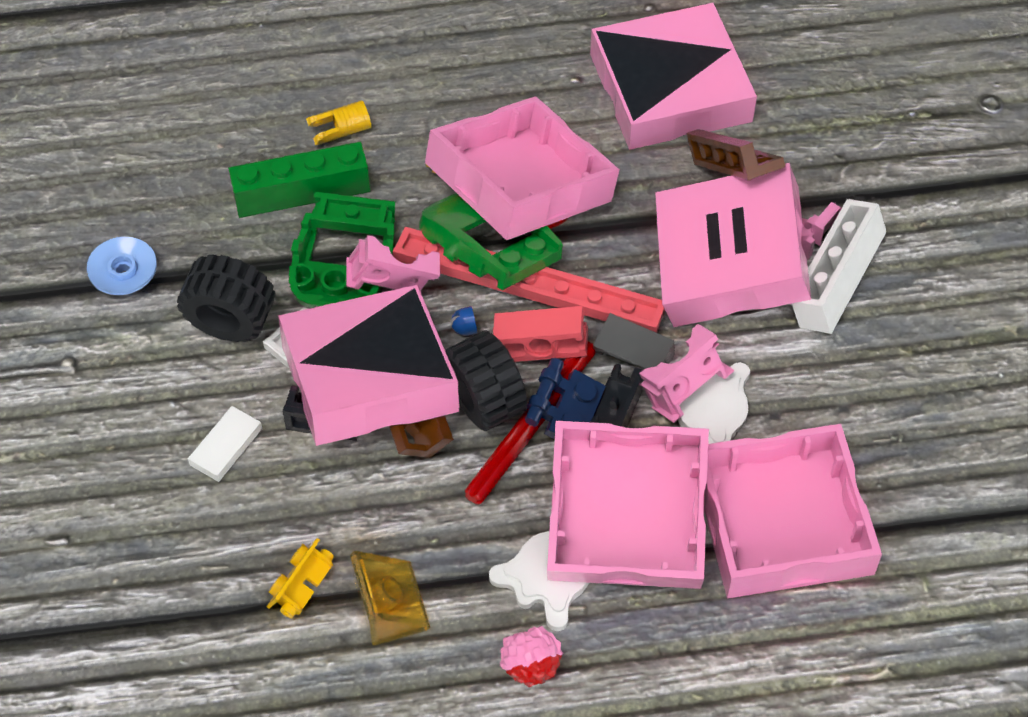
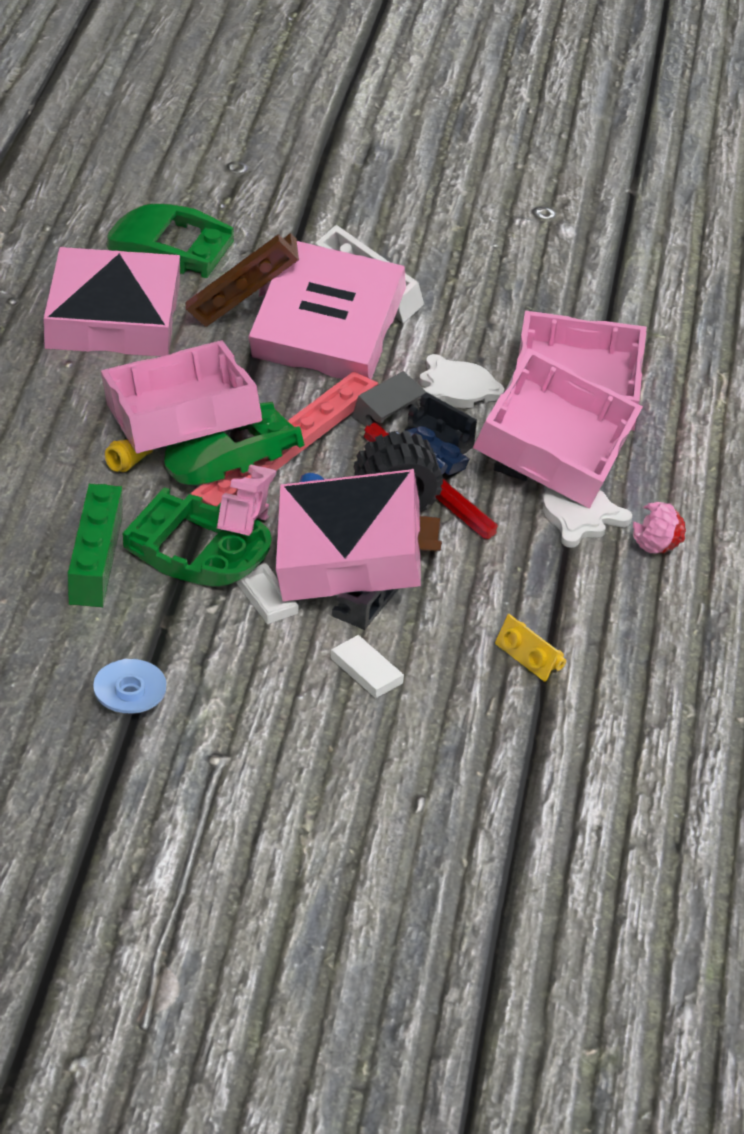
camera: 75 degrees left, 15 degrees down
(226, 298) = (227, 607): black tyre -> none
(346, 119) = (36, 504): yellow hinge -> none
(388, 597) = (572, 604): clear yellow slope -> none
(543, 333) = (358, 428): coral piece -> none
(674, 382) = (429, 355): bright pink piece -> none
(814, 59) = (144, 225): none -> green slope

